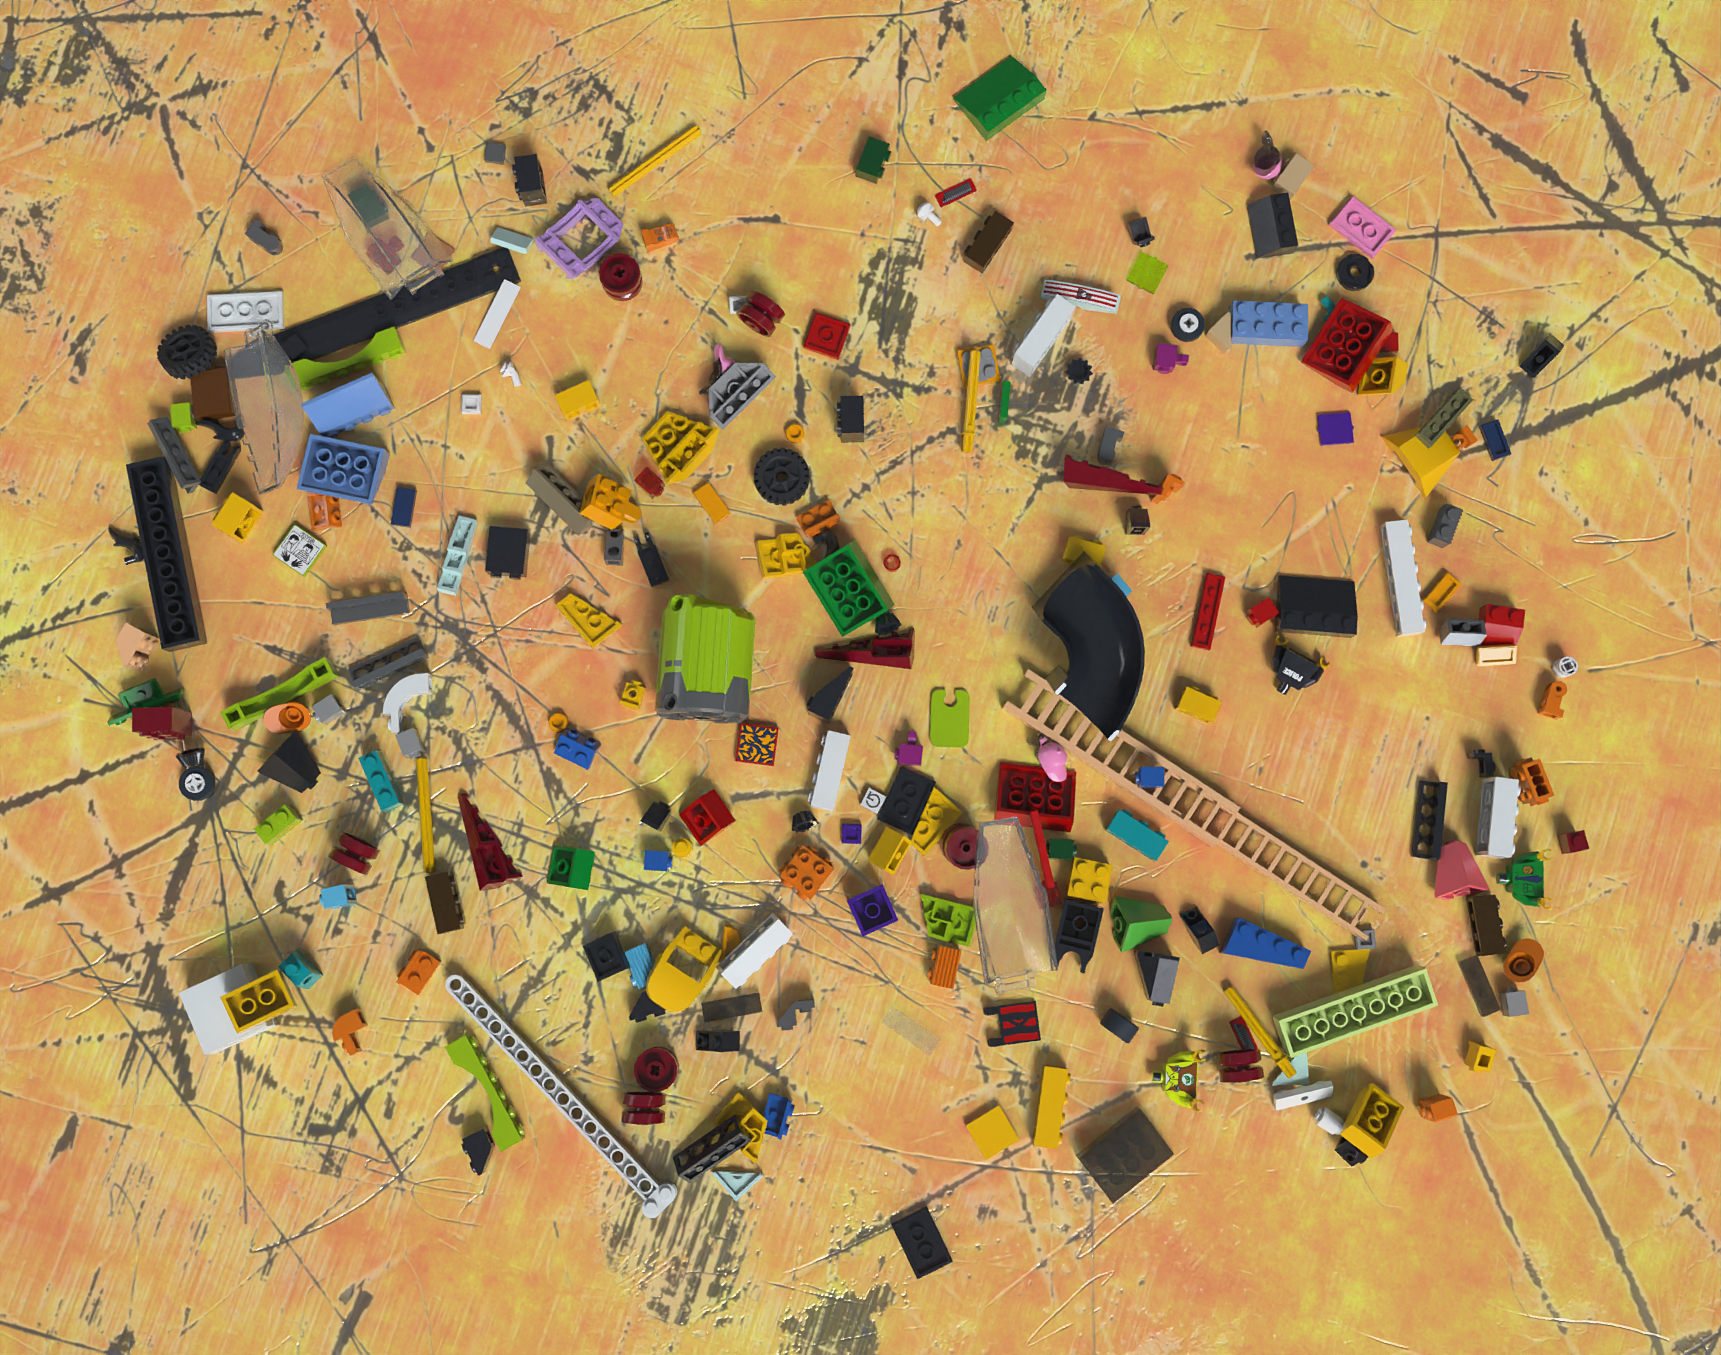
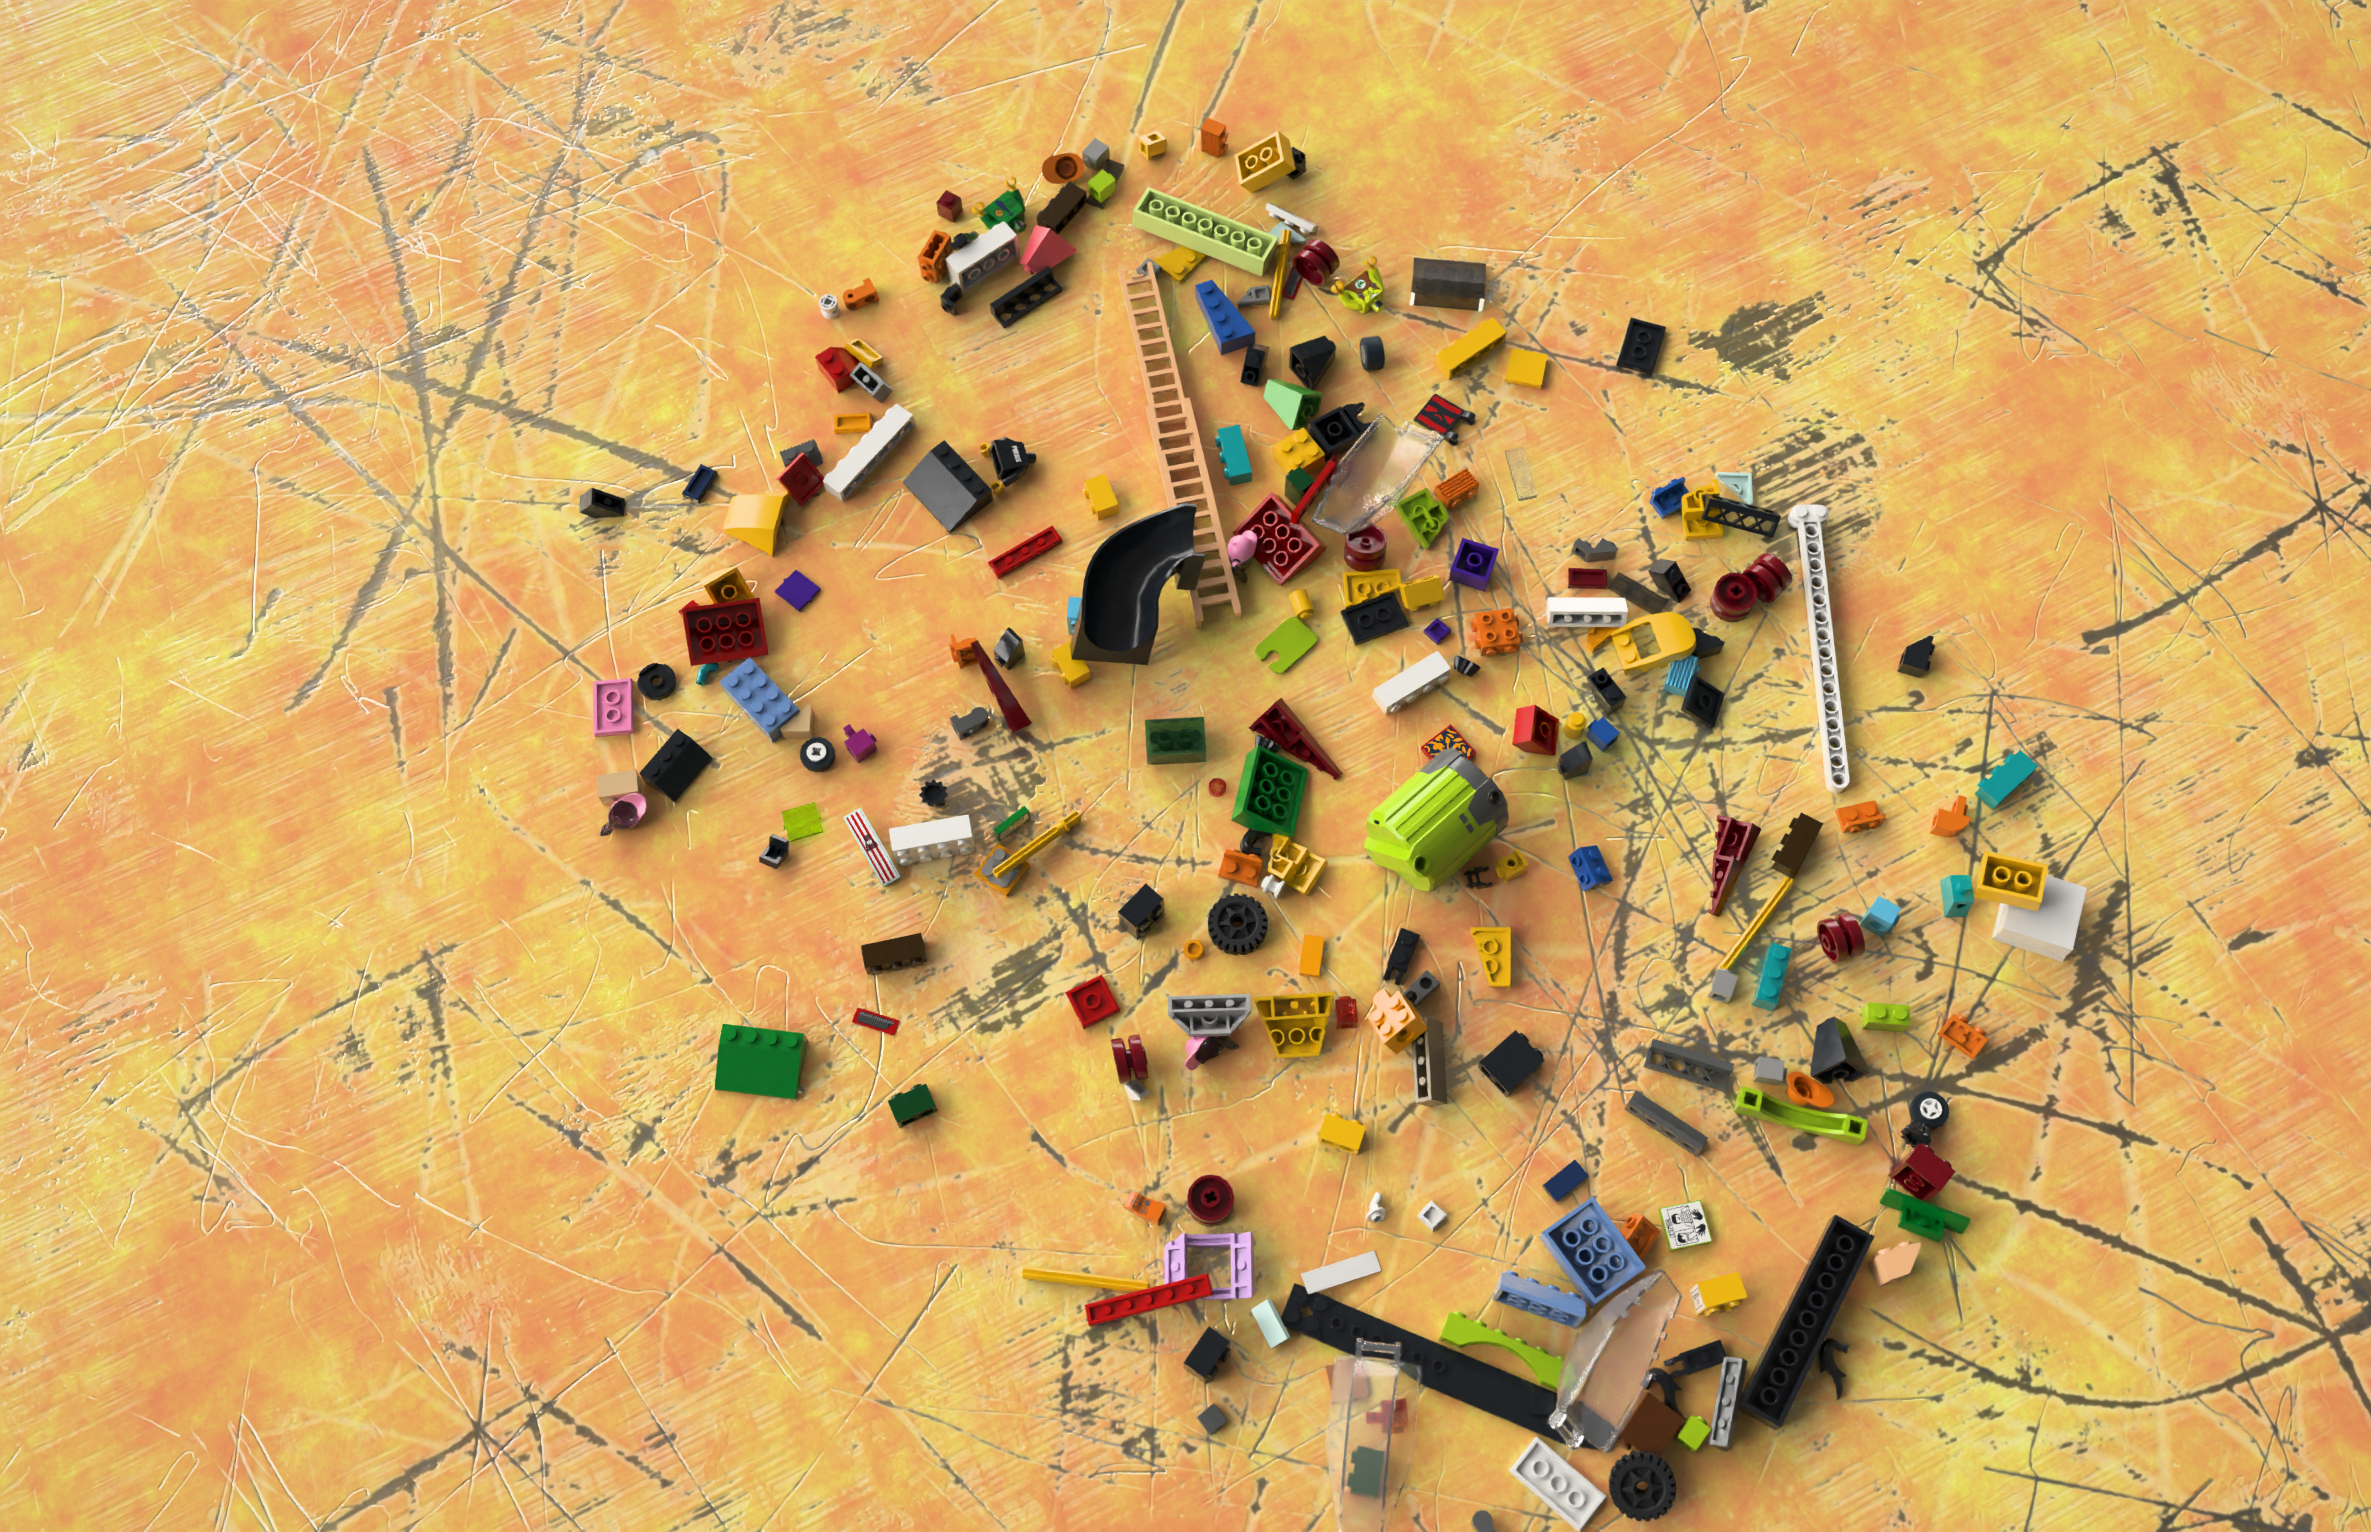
camera: 130 degrees left, 15 degrees down
(214, 863) = (1963, 1036): none -> orange bracket
(334, 1103) = (2005, 779): none -> teal brick
(400, 694) = (1693, 1030): white arch -> none
(457, 555) = (1554, 1099): light aqua slope -> none
(505, 1127) = (1873, 725): lime arch -> none
(558, 722) = (1588, 901): light orange tile -> none
(570, 867) = (1674, 786): green slope -> none
(599, 181) = (1149, 1300): none -> red tile
(644, 662) = (1478, 884): none -> black piece
(683, 897) = (1606, 691): none -> black slope
(781, 985) = (1587, 578): none -> dark red tile
(783, 525) = (1273, 886): none -> white wheel
(828, 698) = (1362, 728): black slope -> none
(873, 801) = (1399, 638): white tile -> none
(909, 753) = (1339, 643): magenta brick -> none
(925, 211) = (915, 1024): white plate -> none
(952, 564) = (1175, 740): none -> clear green brick
(967, 758) = (1301, 604): none -> yellow brick
(1150, 777) = (1188, 472): blue brick -> none
(1259, 995) = (1255, 296): none -> light grey tile
(1262, 612) = (990, 515): red brick -> none
(1329, 1121) = (1290, 189): white brick -> none
(1425, 506) = (801, 479): none -> red tile
(1444, 417) = (717, 524): olive tile -> none
(1466, 437) = (718, 499): orange tile -> none
(1476, 975) = (1102, 186): none -> lime brick
(1524, 817) = (962, 239): none -> black hinge

